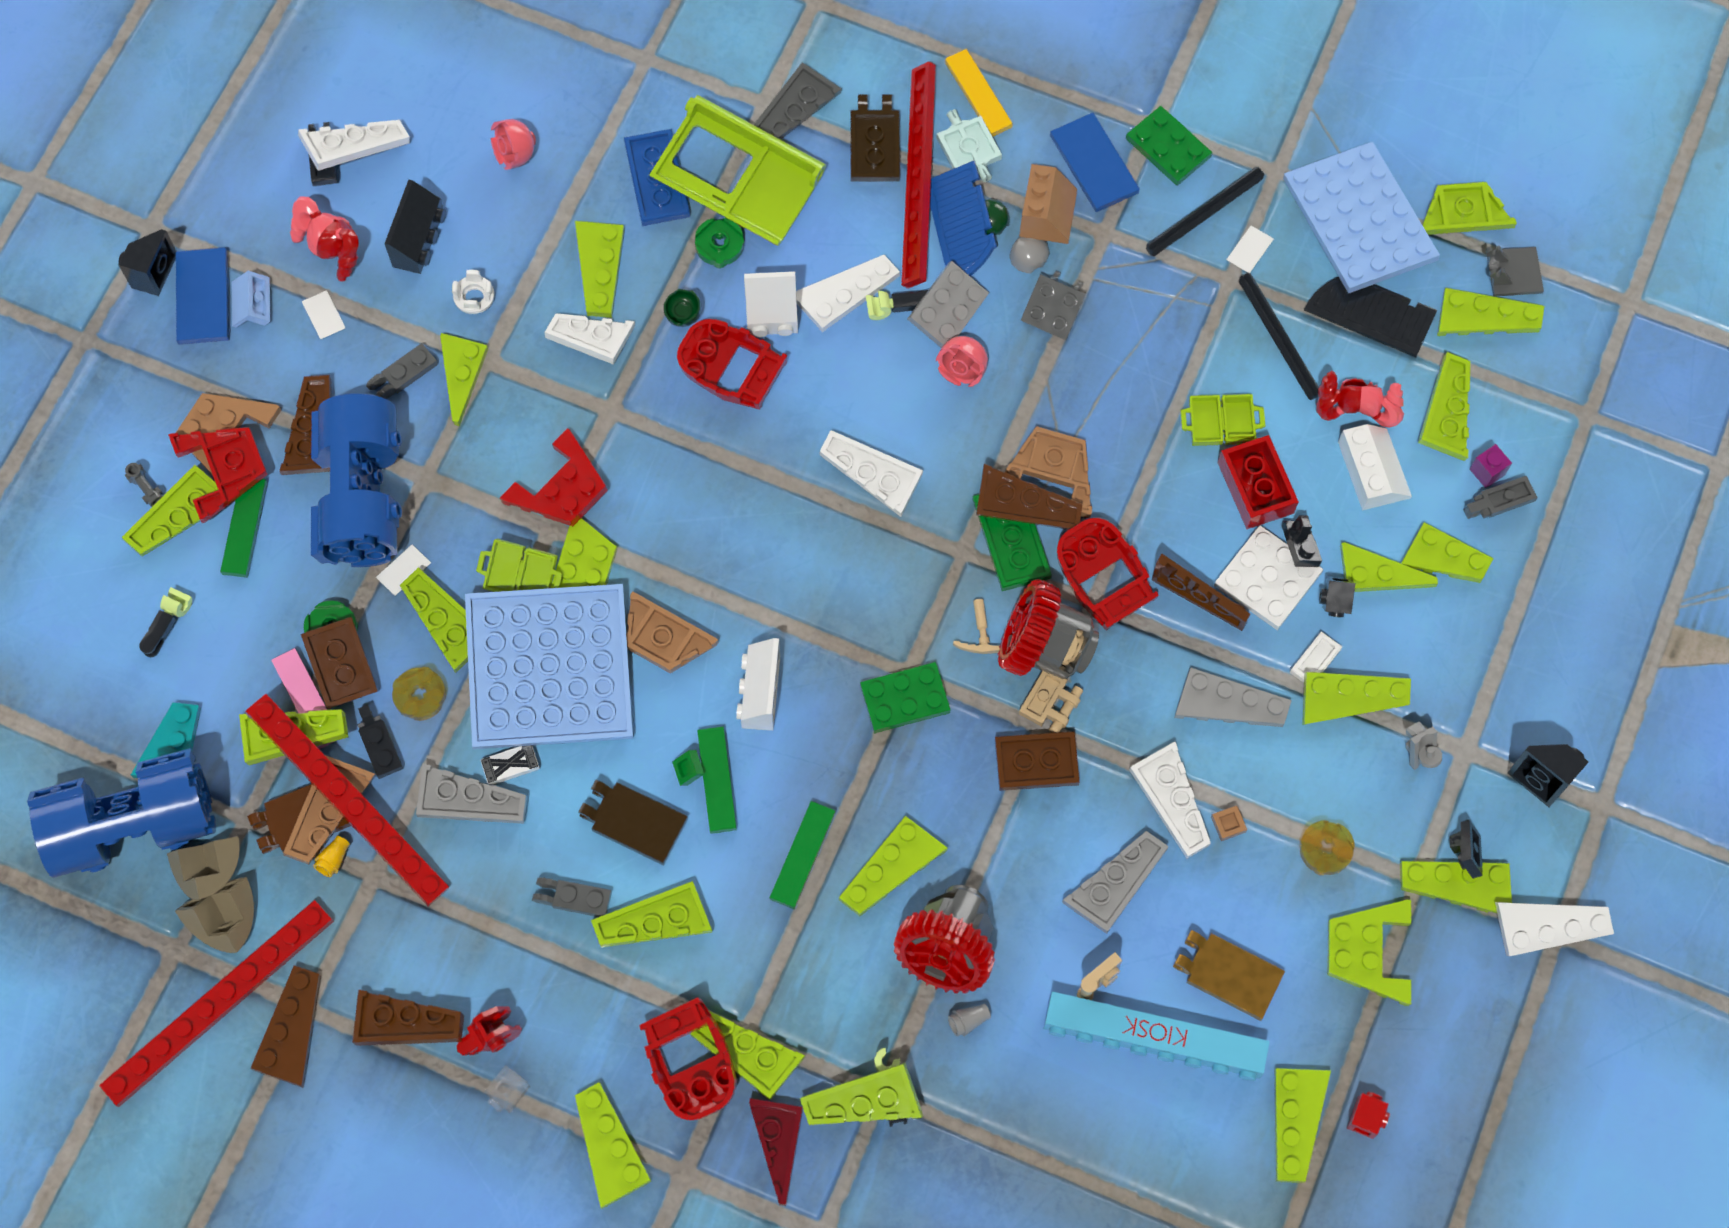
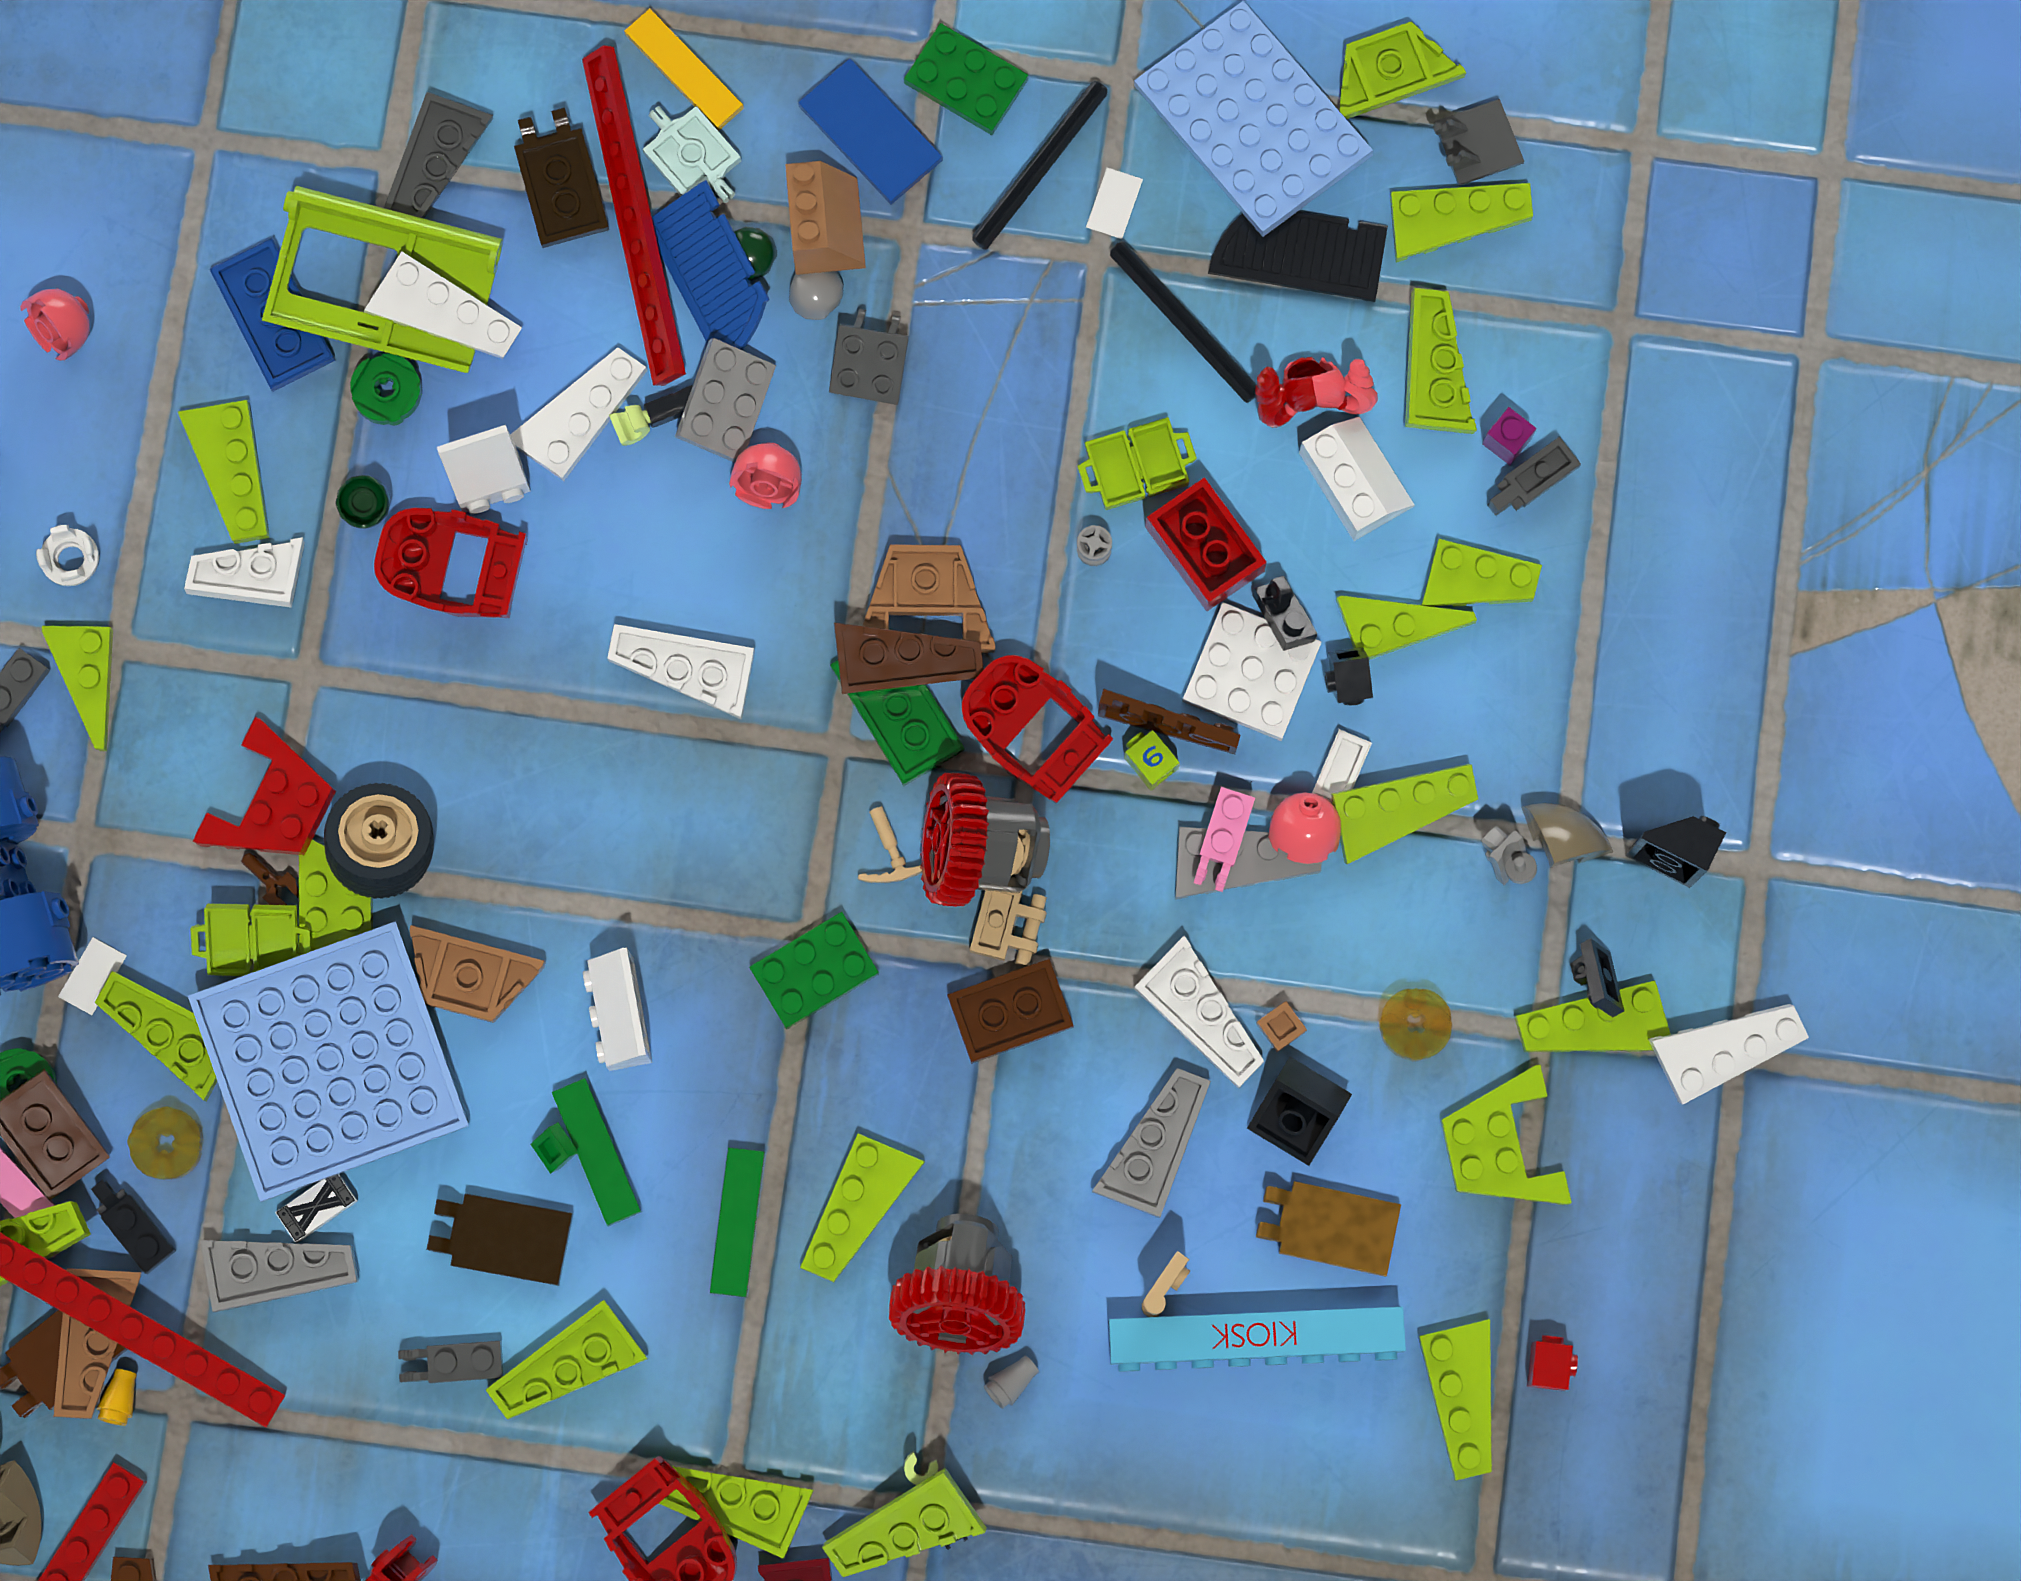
camera: 15 degrees left, 10 degrees up
(544, 536) = (270, 880): none -> reddish brown bar
(627, 527) = (378, 840): none -> wheel
(763, 191) = (432, 304): none -> white wing
(1179, 458) = (1095, 538): none -> light grey wheel
(1182, 616) = (1150, 759): none -> lime brick
(1221, 679) = (1224, 834): none -> bright pink hinge
(1227, 885) = (1299, 1111): none -> black slope
(1281, 688) = (1305, 828): none -> coral cylinder
(1468, 744) = (1565, 833): none -> dark tan brick

